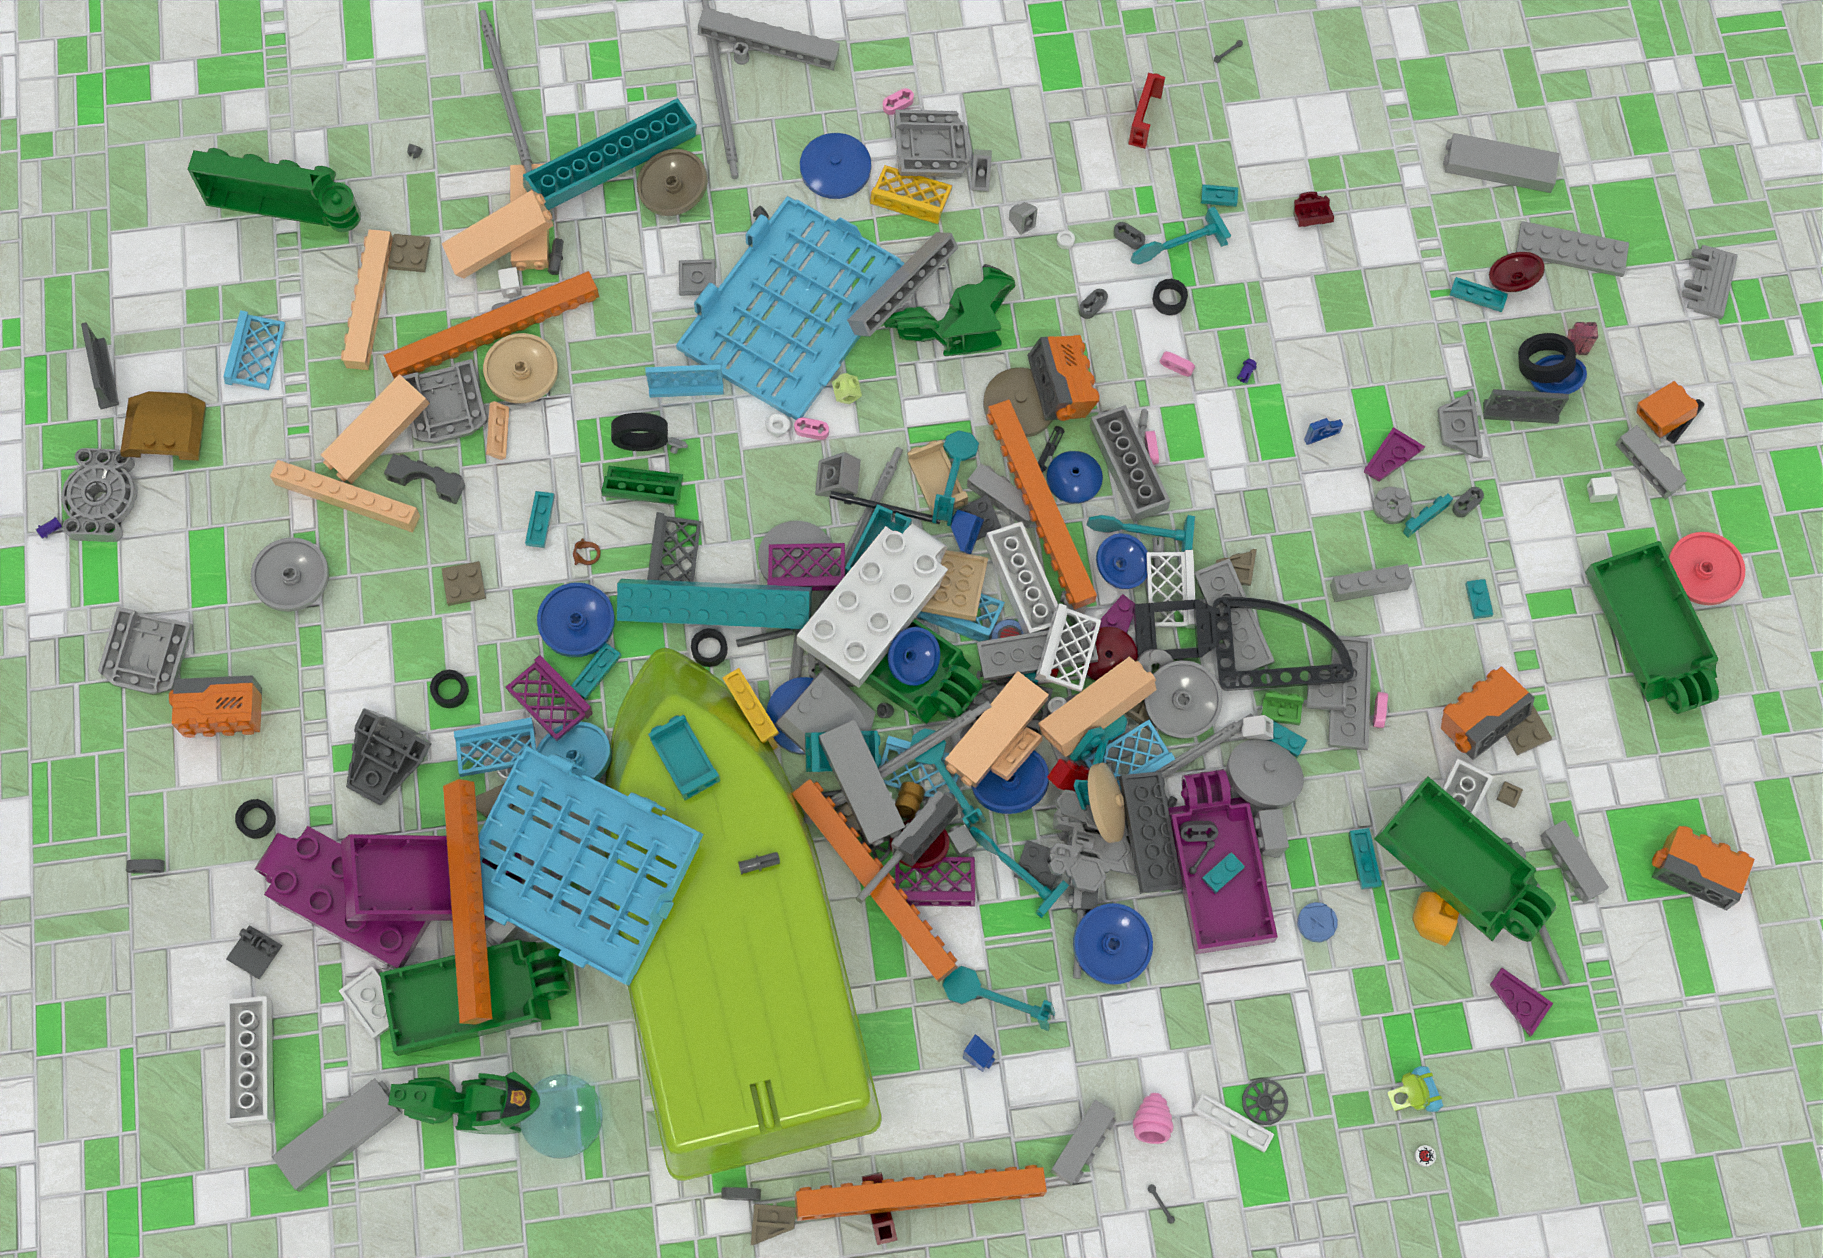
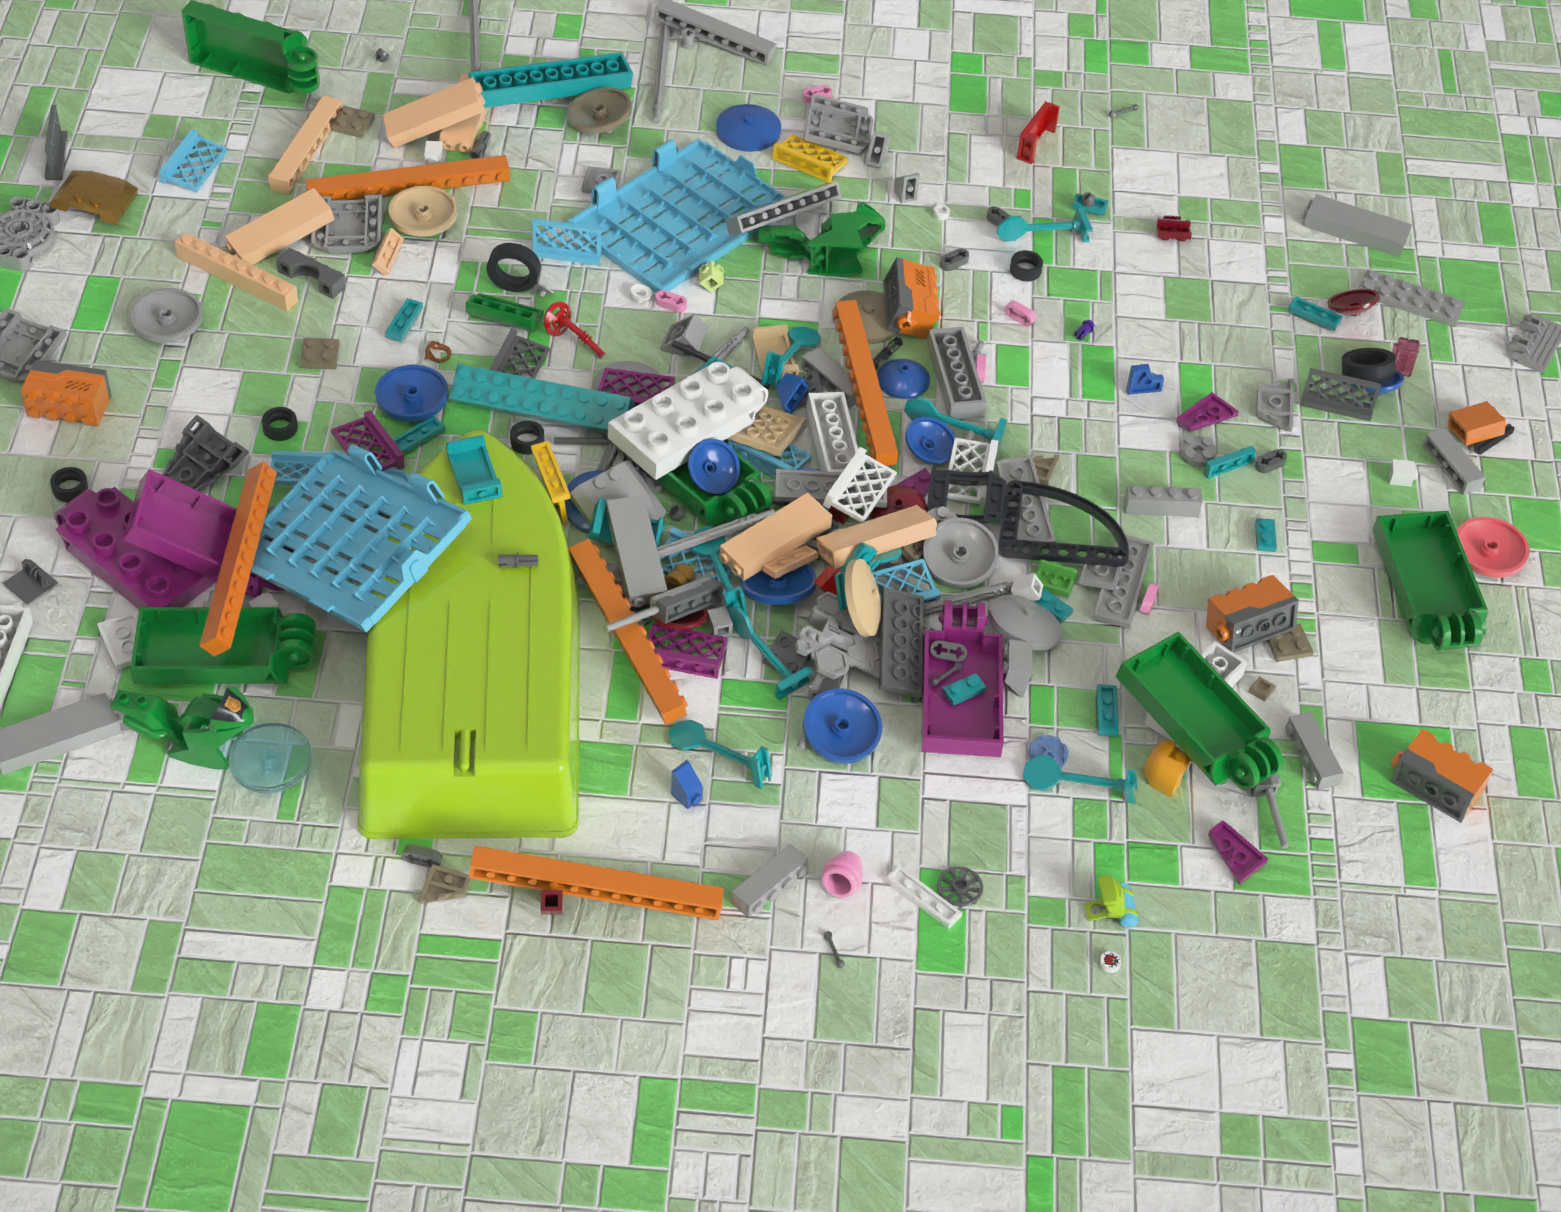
camera: 10 degrees right, 20 degrees down
(708, 489) = (565, 320): none -> red dish
(1221, 194) = (1090, 200): none -> dark grey hinge
(1319, 950) = (1044, 772): none -> teal piece

